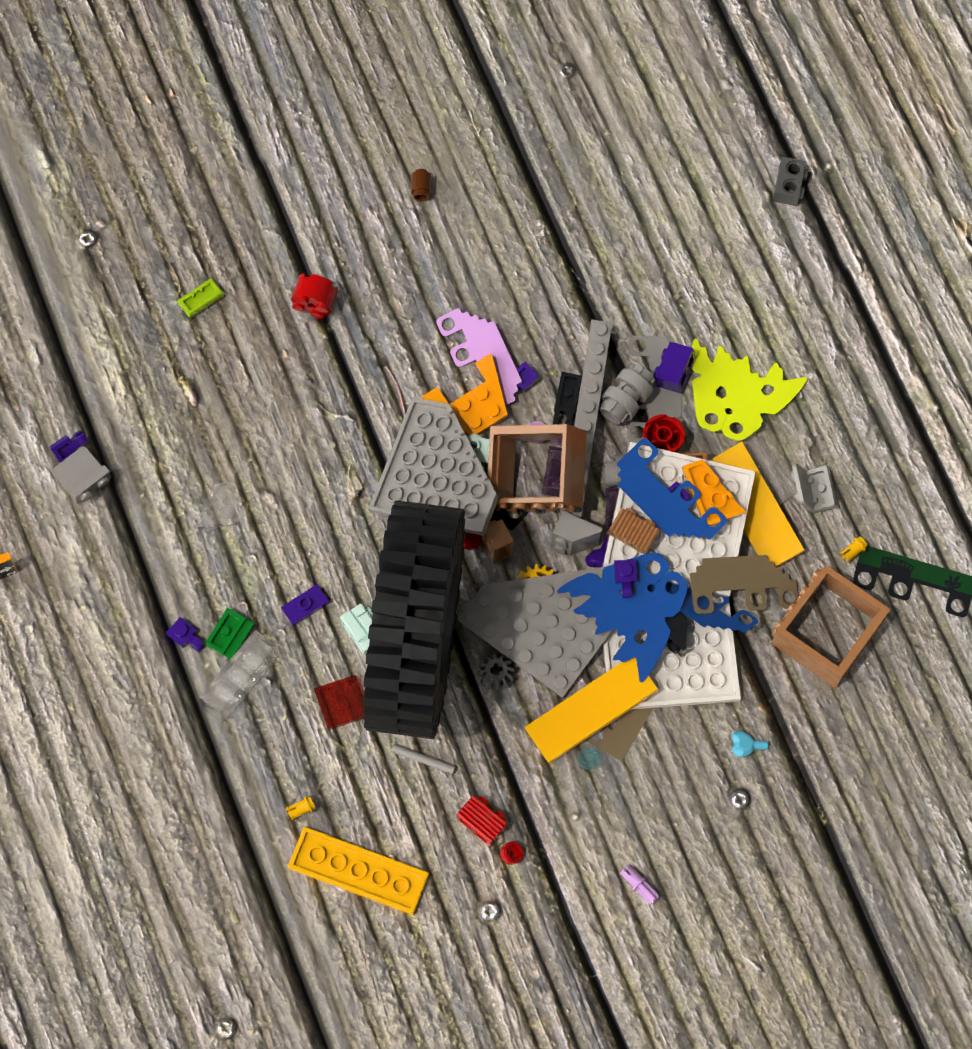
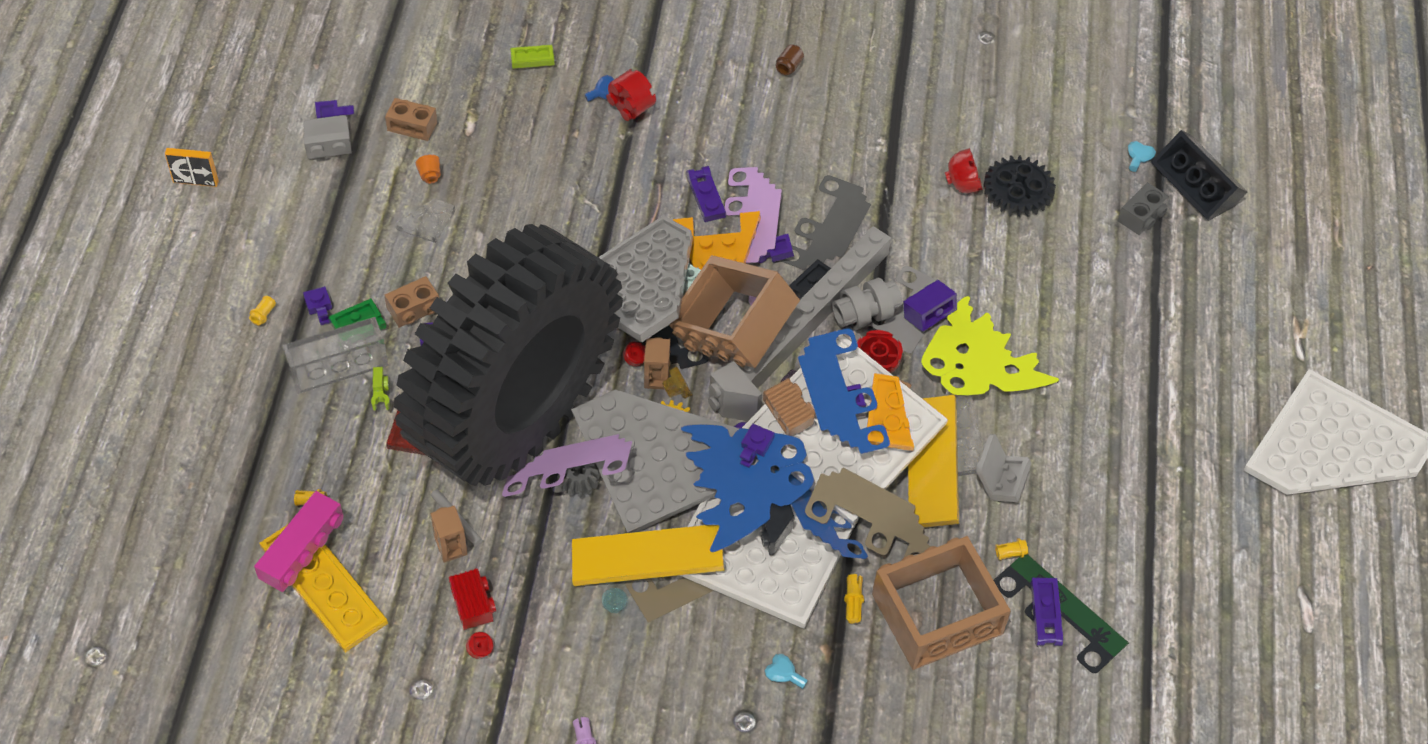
camera: 30 degrees right, 15 degrees down
(142, 423) = (411, 119): none -> medium nougat brick
(144, 667) = (259, 314): none -> yellow pin
(190, 459) = (428, 168): none -> orange hat
(258, 590) = (411, 301): none -> medium nougat brick
(282, 298) = (601, 88): none -> blue rock
(288, 680) = (380, 384): none -> lime plate
(324, 851) = (299, 541): none -> dark pink brick
(432, 356) = (706, 194): none -> dark purple plate
(433, 778) = (449, 533): none -> medium nougat brick
(485, 658) = (560, 458): none -> lavender piece
(521, 548) = (676, 384): none -> clear yellow tile
(557, 329) = (838, 228): none -> dark grey piece
(630, 224) = (963, 172): none -> red cylinder
(669, 224) = (1019, 185): none -> black gear
(757, 126) = (1139, 154): none -> medium azure rock
(762, 656) = (854, 598): none -> yellow axle
(815, 124) = (1198, 176): none -> black slope
(907, 587) = (1046, 611): none -> dark purple plate

